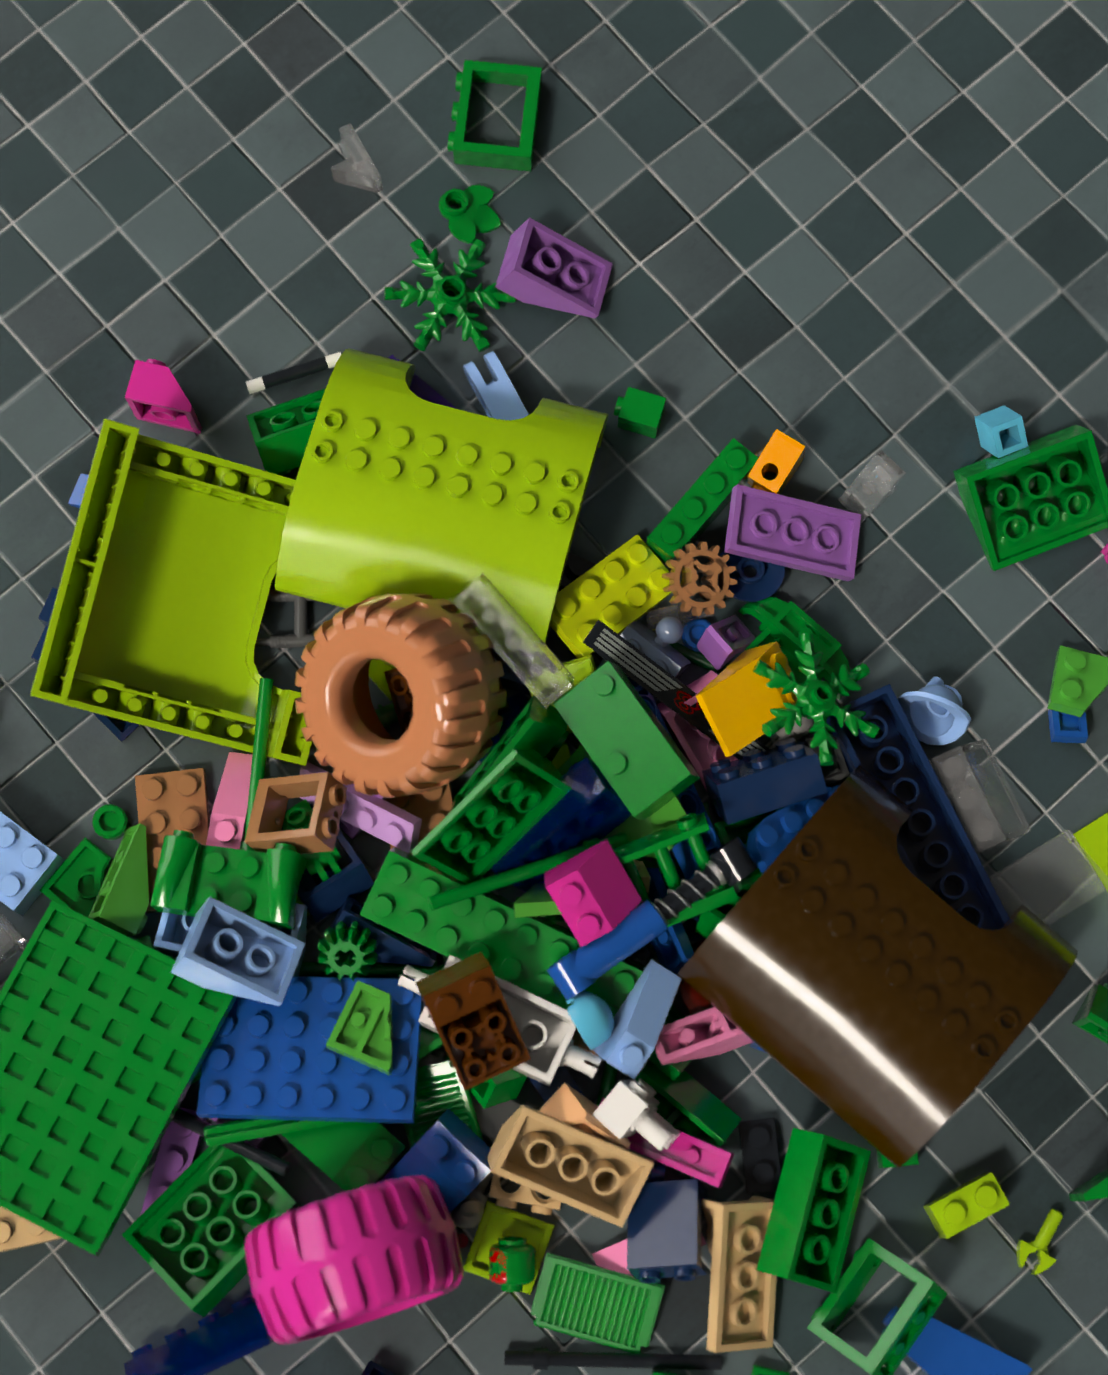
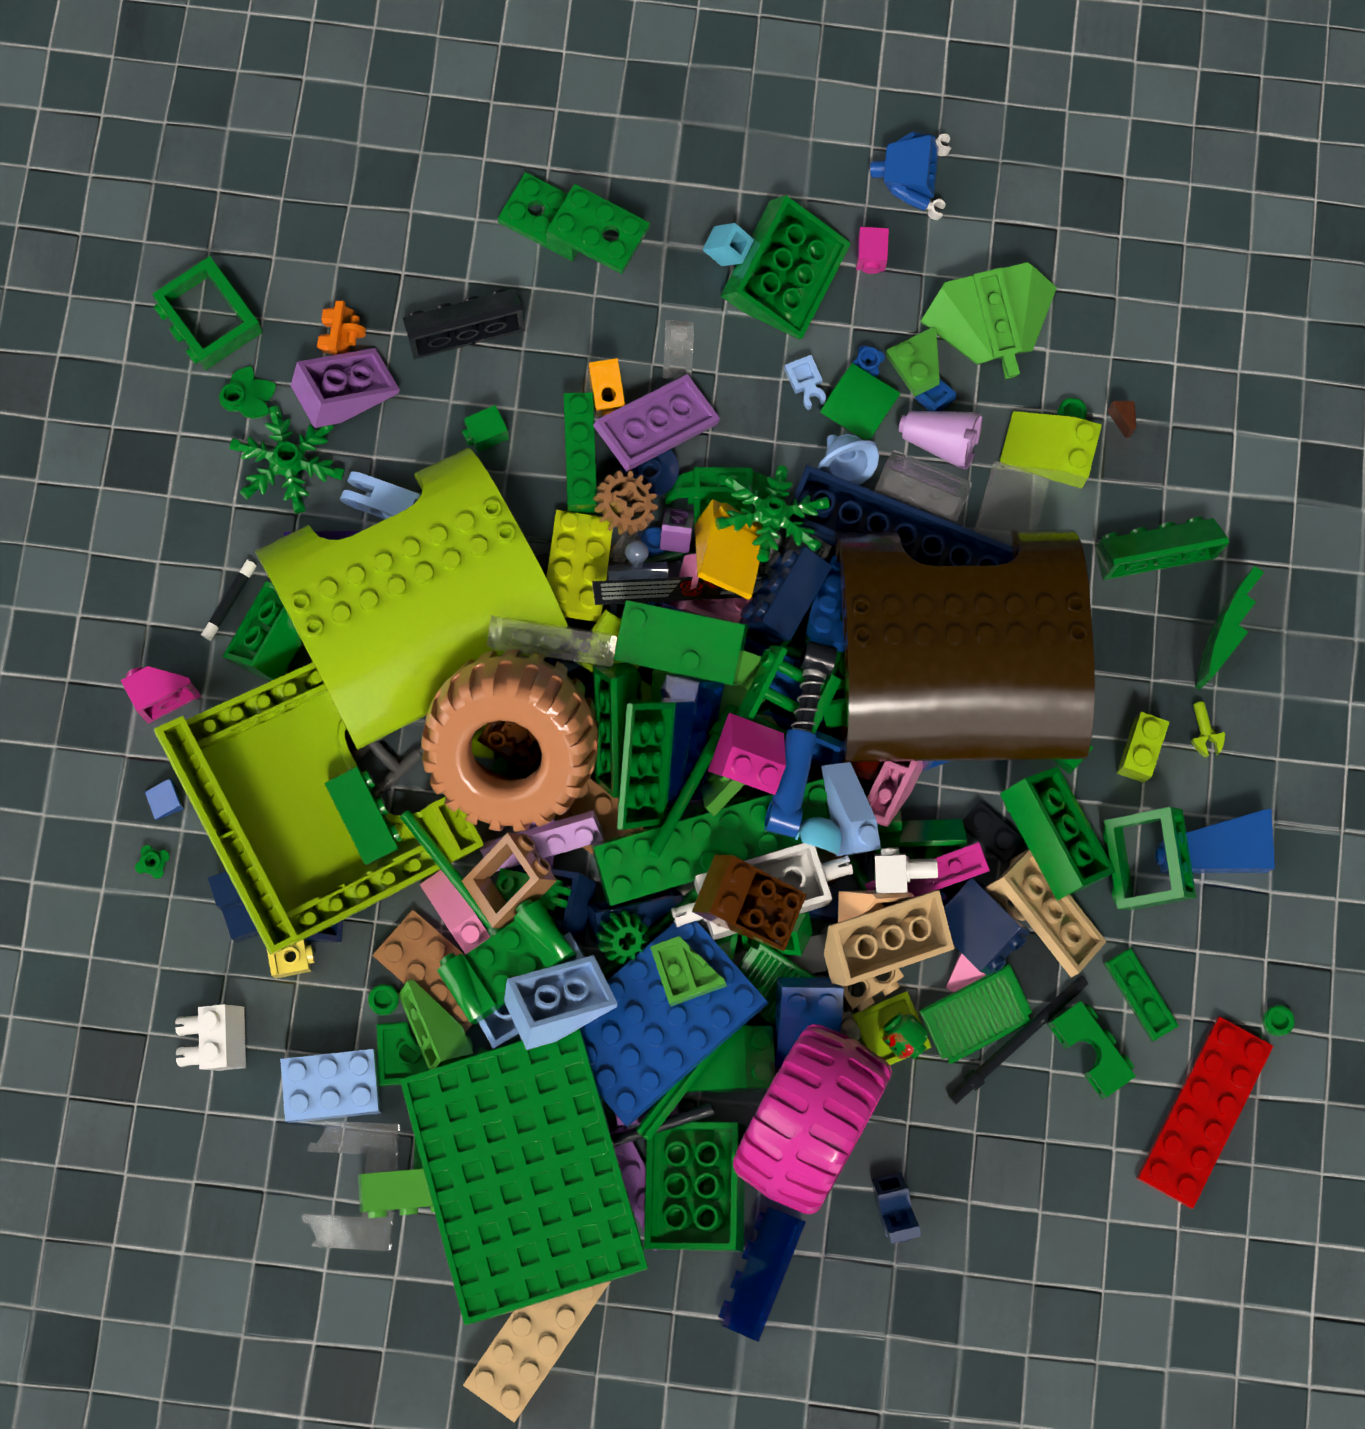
camera: 50 degrees left, 0 degrees up
(41, 539) = (156, 869): none -> green plate
(75, 728) = (304, 957): none -> light yellow brick
(230, 650) = (364, 815): none -> green brick
(357, 168) = (146, 426): clear slope -> none
(598, 224) = (343, 332): none -> orange hips
(705, 305) = (464, 323): none -> black slope
(881, 299) = (574, 223): none -> green bracket
(964, 607) = (805, 377): none -> light blue plate
(993, 671) = (860, 402): none -> green slope
(1039, 632) = (872, 354): none -> blue plate
(1043, 765) = (944, 434): none -> lavender cone

